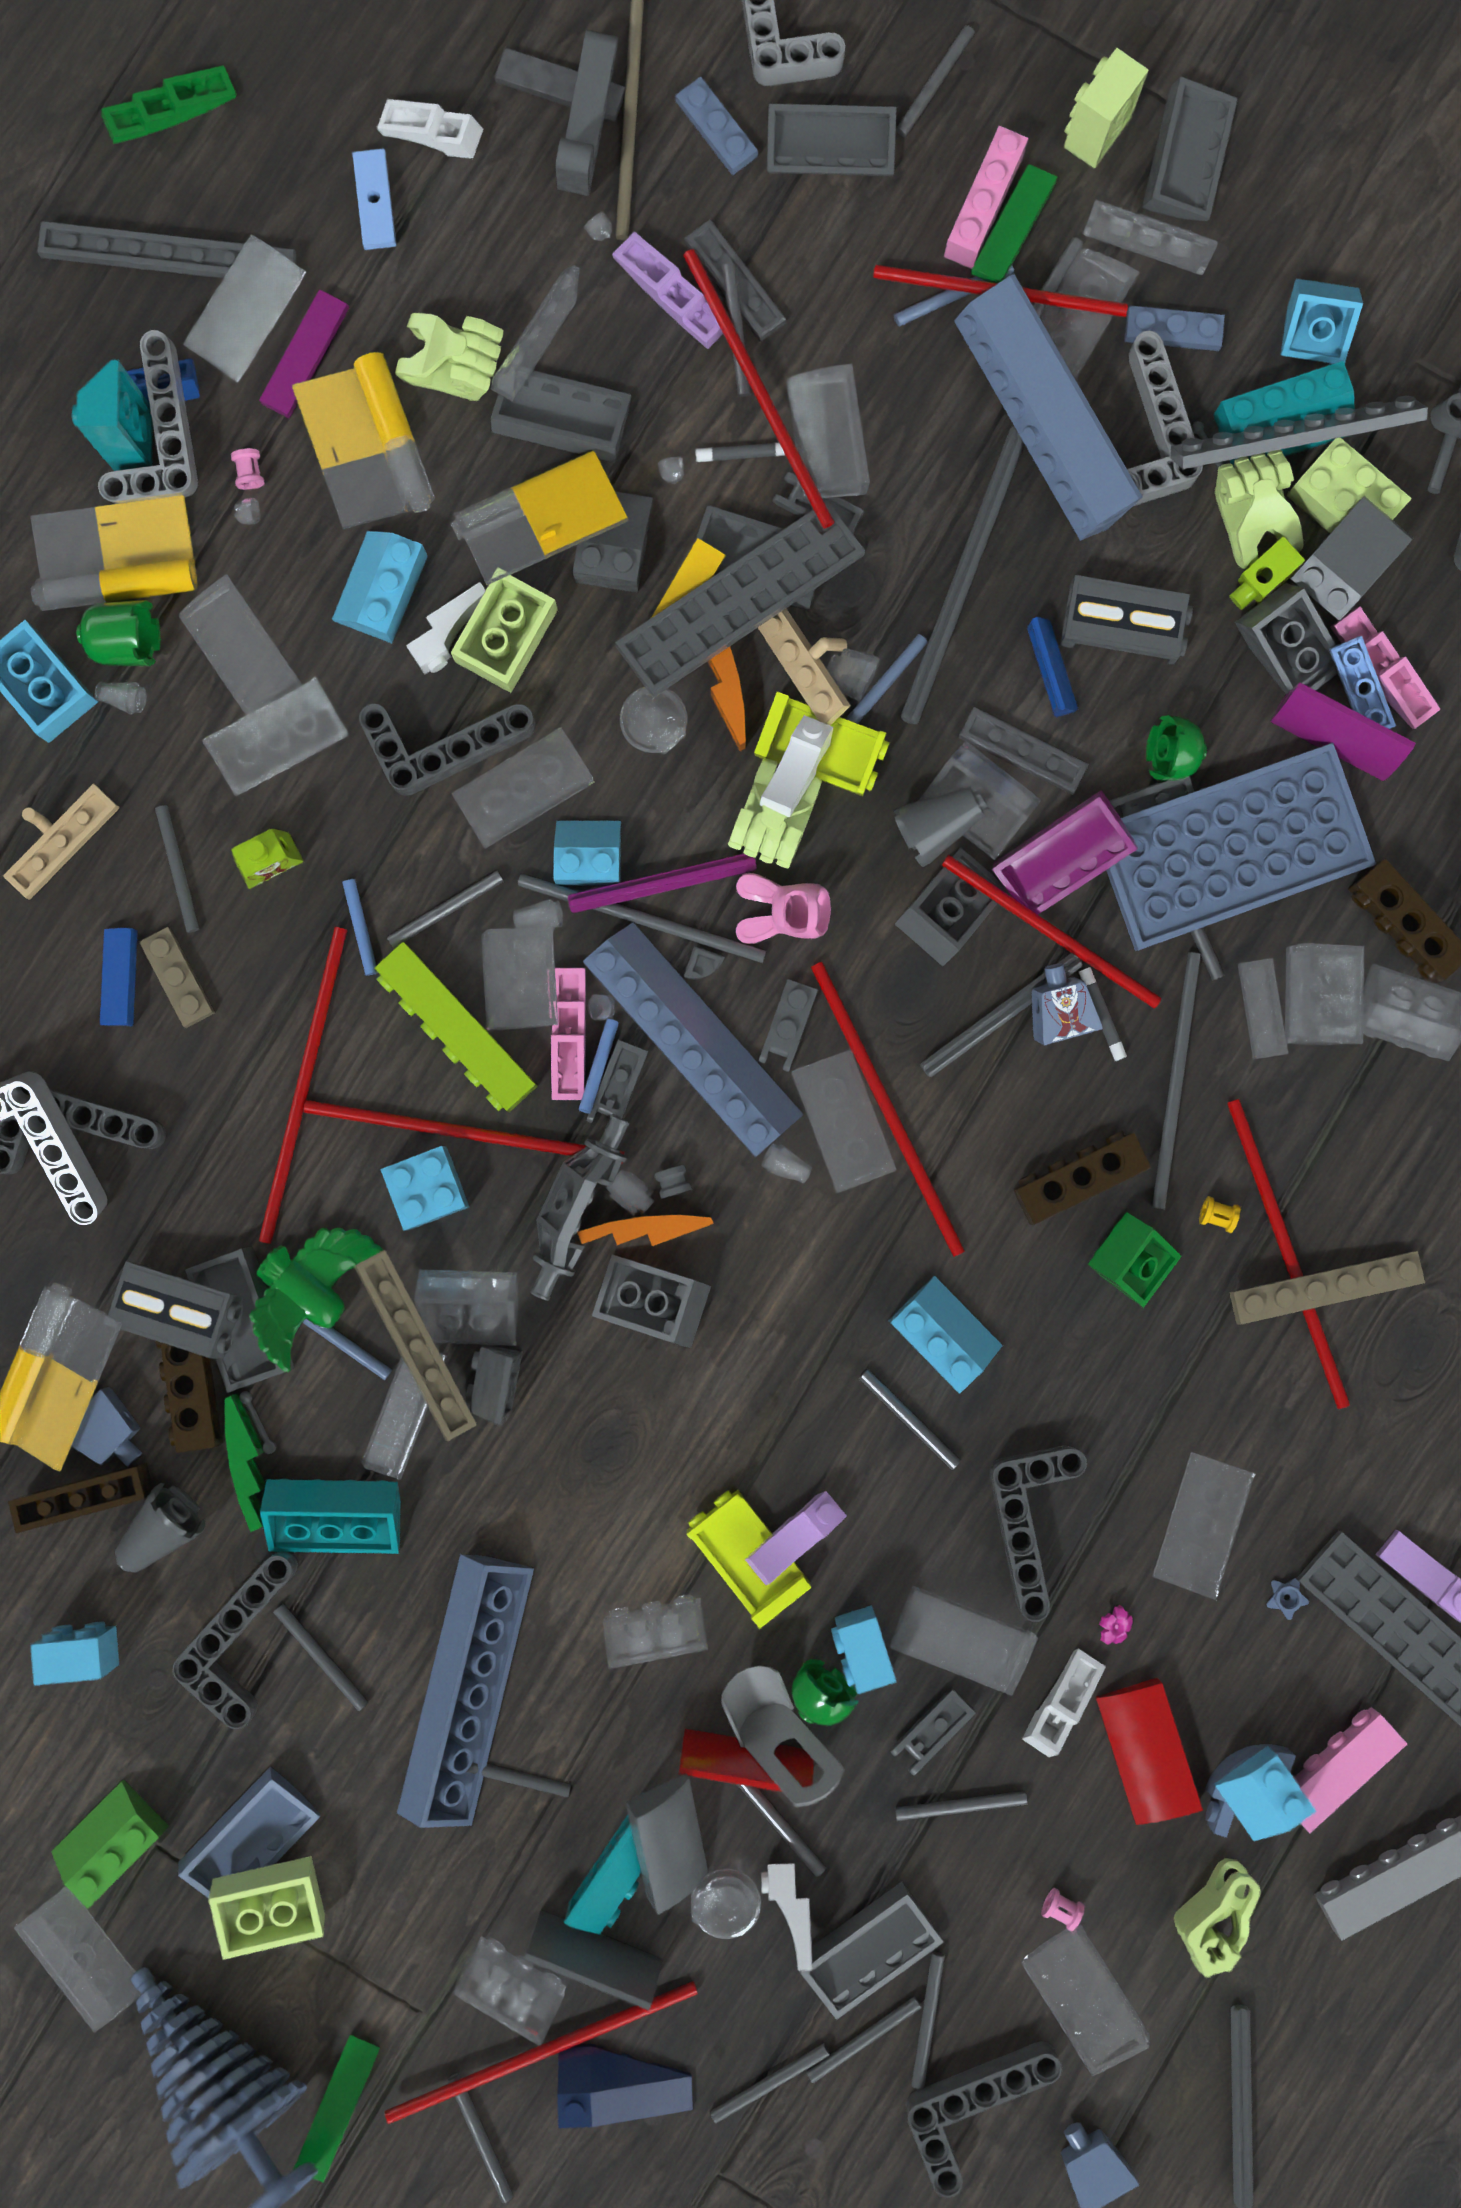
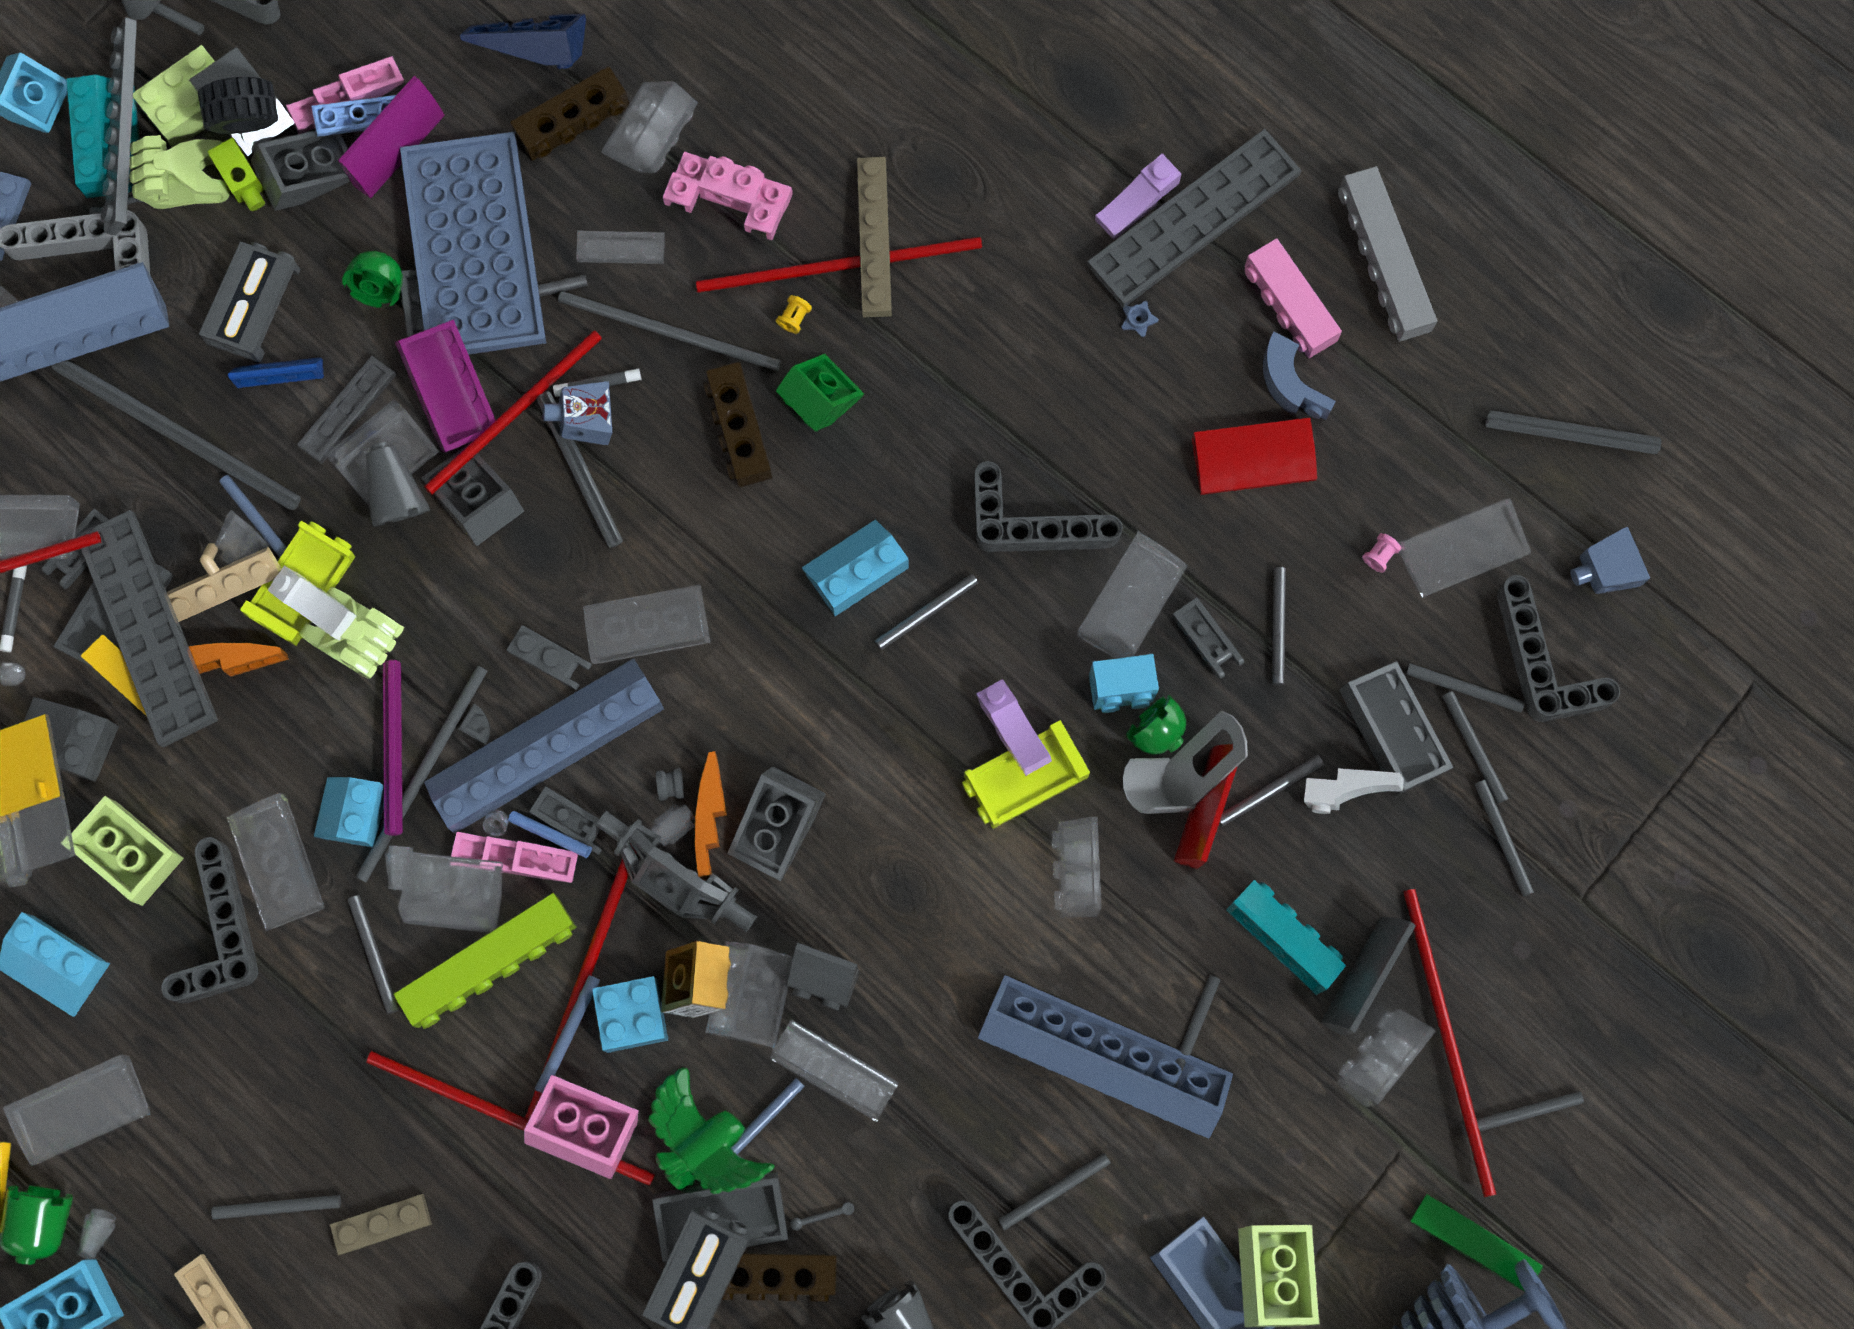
camera: 80 degrees left, 10 degrees down
(118, 977) = (367, 1283): blue slope -> none
(242, 1447) = (844, 1232): green slope -> none
(265, 856) = (284, 1117): lime torso -> none
(275, 737) = (171, 1088): clear slope -> none
(300, 1162) = (581, 1126): none -> bright pink brick
(331, 1516) = (923, 1156): teal slope -> none
(360, 927) = (371, 1038): medium blue bar -> none
(394, 1127) = (567, 1033): none -> sand blue bar
(415, 1345) = (773, 1043): dark tan plate -> none
(432, 647) = (123, 923): white slope -> none
(468, 1251) = (695, 979): none -> pearl gold brick
(614, 2088) = (1489, 983): dark blue wedge -> none
(654, 722) = (241, 729): clear piece -> none
(668, 1842) = (1269, 886): dark grey slope -> none
(725, 1904) = (1336, 849): clear piece -> none
(784, 1163) = (673, 681): clear cone -> none
(796, 909) = (444, 629): bright pink piece -> none
(887, 1109) = (642, 583): red piece -> none
(1064, 1704) = (1201, 520): white slope -> none
(1115, 1626) = (1138, 463): dark pink plant -> none
(1196, 1919) = (1407, 442): yellowish green piece -> none
(1203, 1525) = (1063, 375): clear slope -> none
(1265, 1796) = (1302, 359): medium azure slope -> none
(1324, 994) = (617, 193): clear slope -> none
(1339, 559) = (238, 105): none -> black tyre
(1356, 1119) = (730, 186): none -> bright pink bracket

